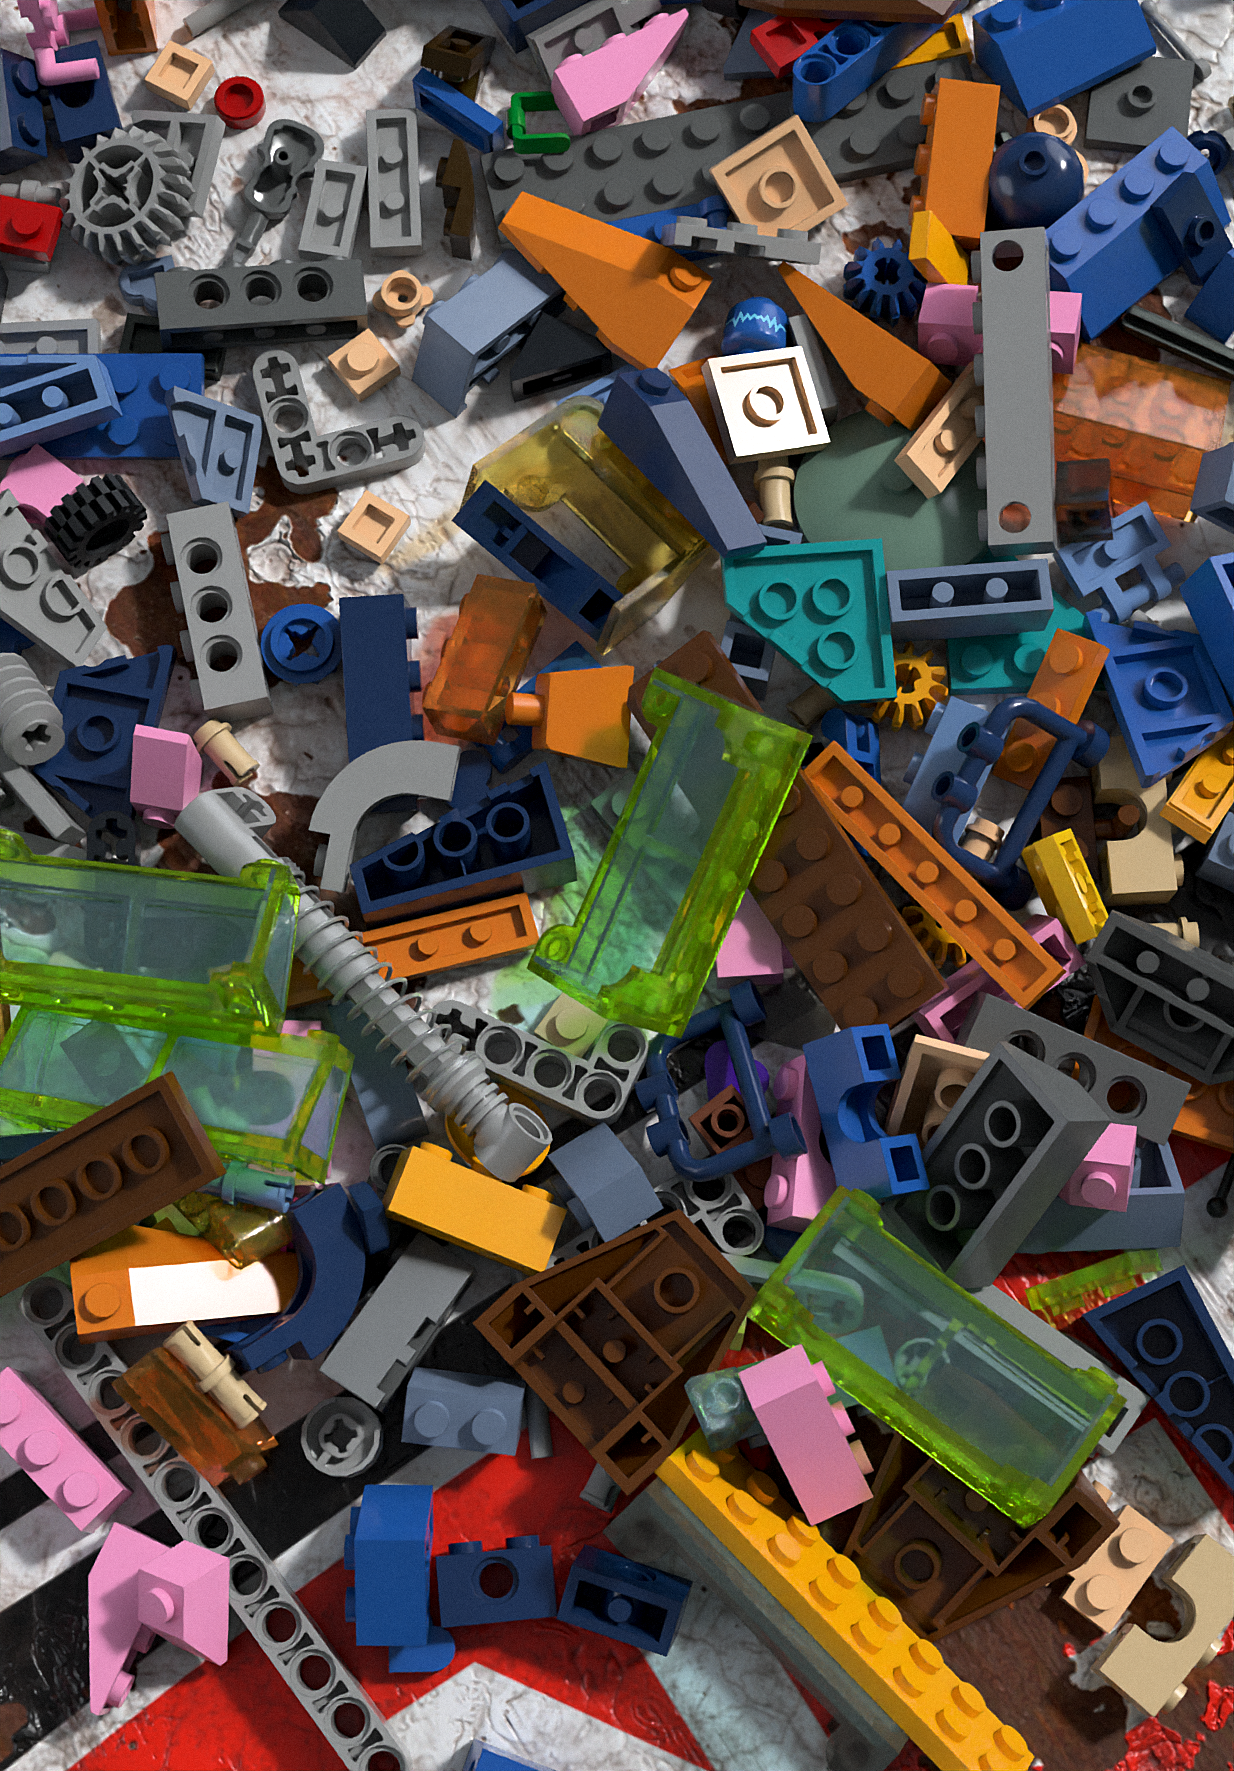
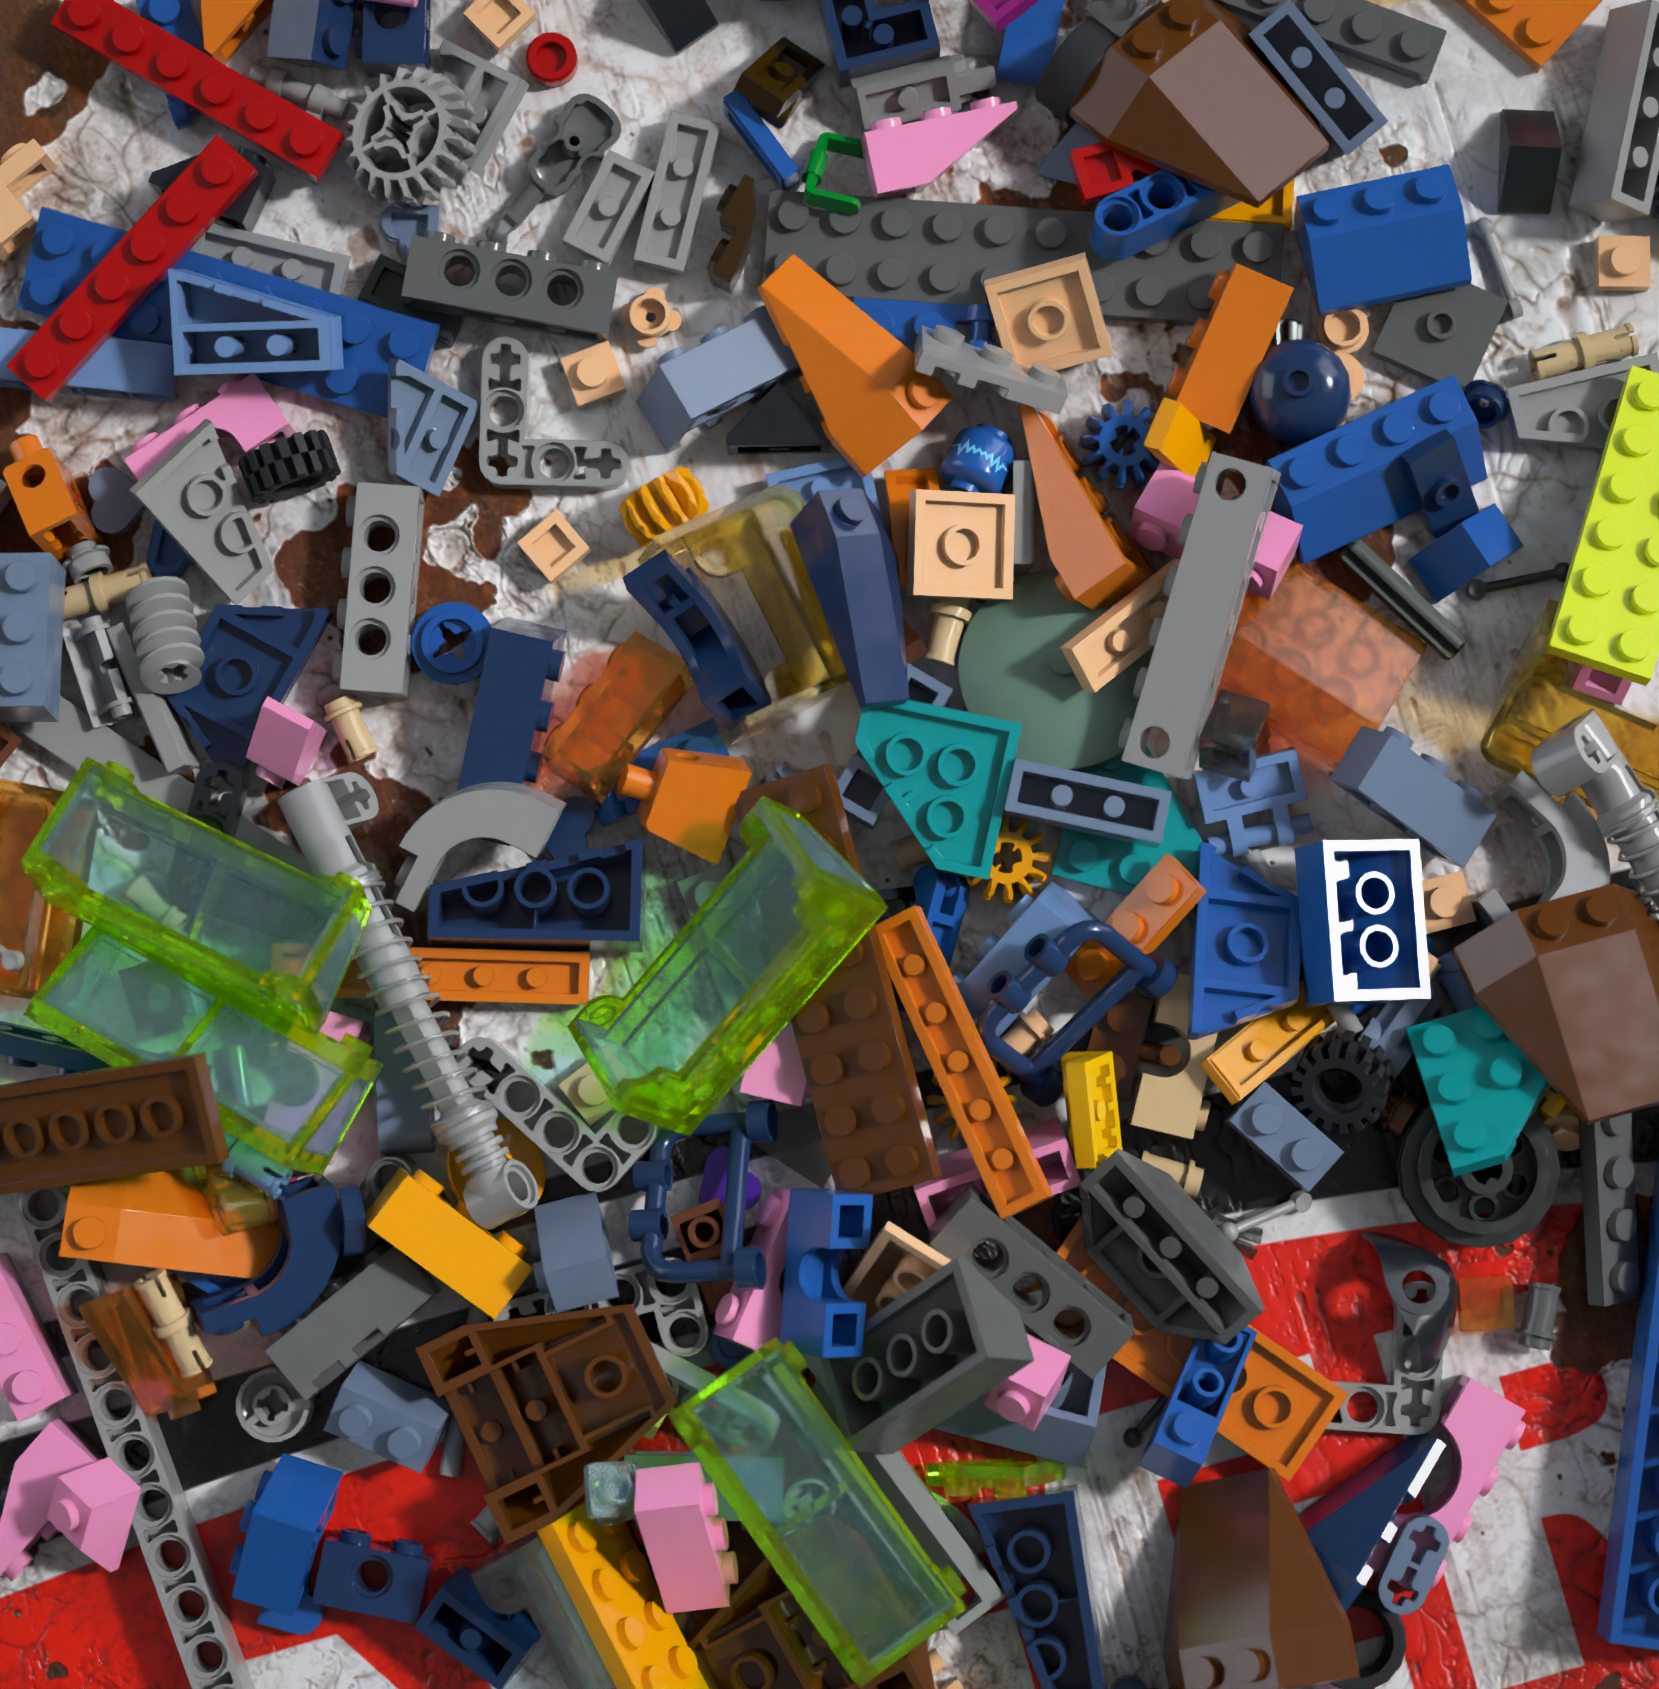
camera: 20 degrees right, 10 degrees up
(461, 448) = (663, 505): none -> light orange gear

